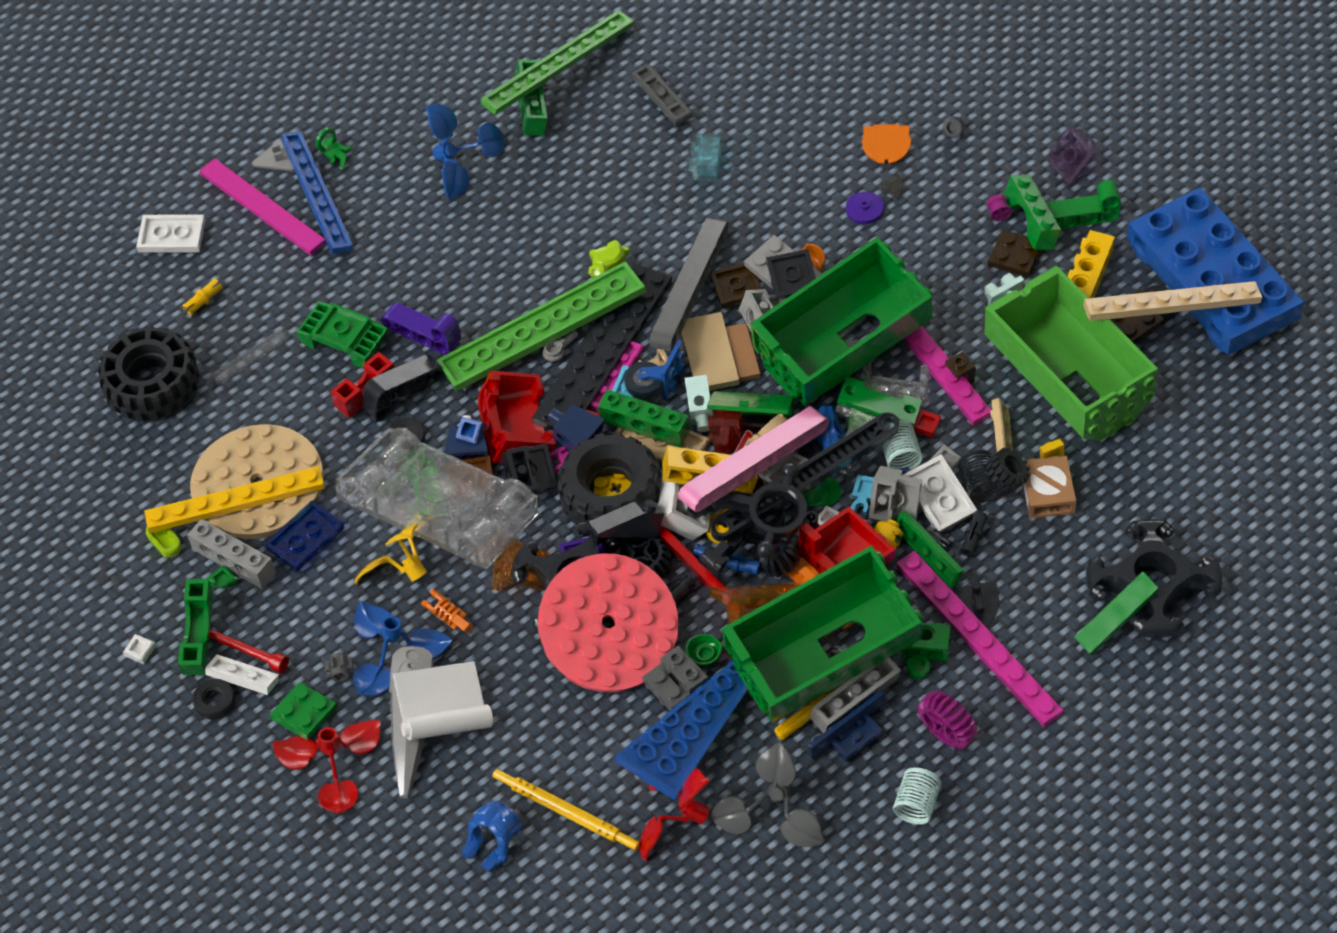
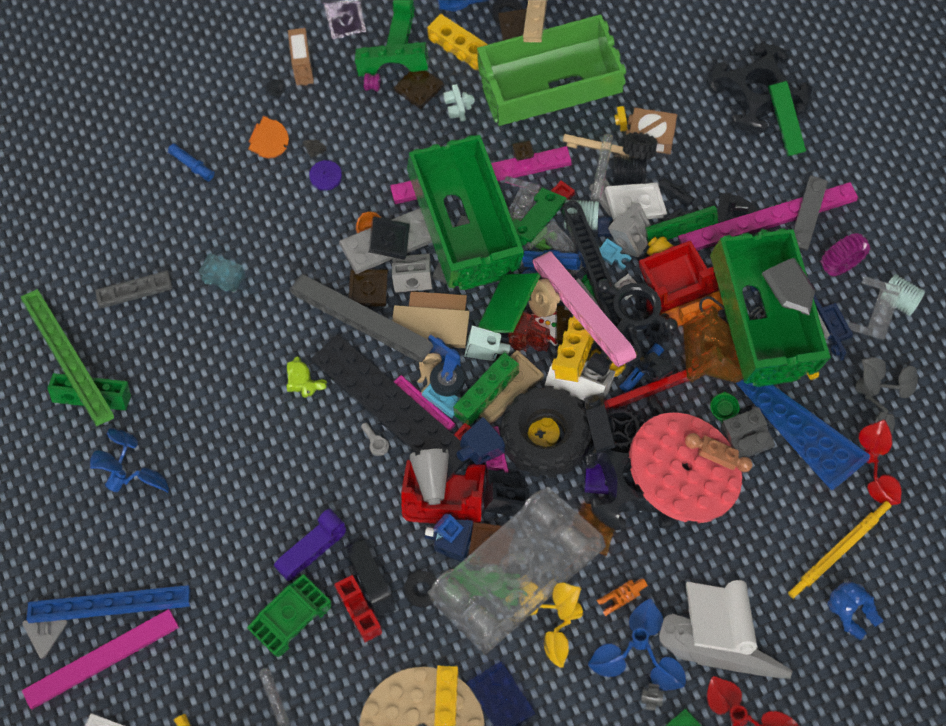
camera: 75 degrees left, 10 degrees up
(331, 147) = (62, 578): green piece -> none
(523, 394) = (431, 473): none -> light grey cone
(541, 326) = (353, 447): bright green plate -> none
(636, 649) = (718, 452): none -> nougat plate
(823, 103) = (195, 165): none -> blue pin
(842, 637) = (791, 286): none -> dark grey tile
(885, 775) = (882, 311): none -> clear plate
(967, 444) = (601, 167): none -> clear axle
(995, 671) = (809, 211): none -> dark grey plate
(997, 131) = (300, 56): none -> medium nougat brick

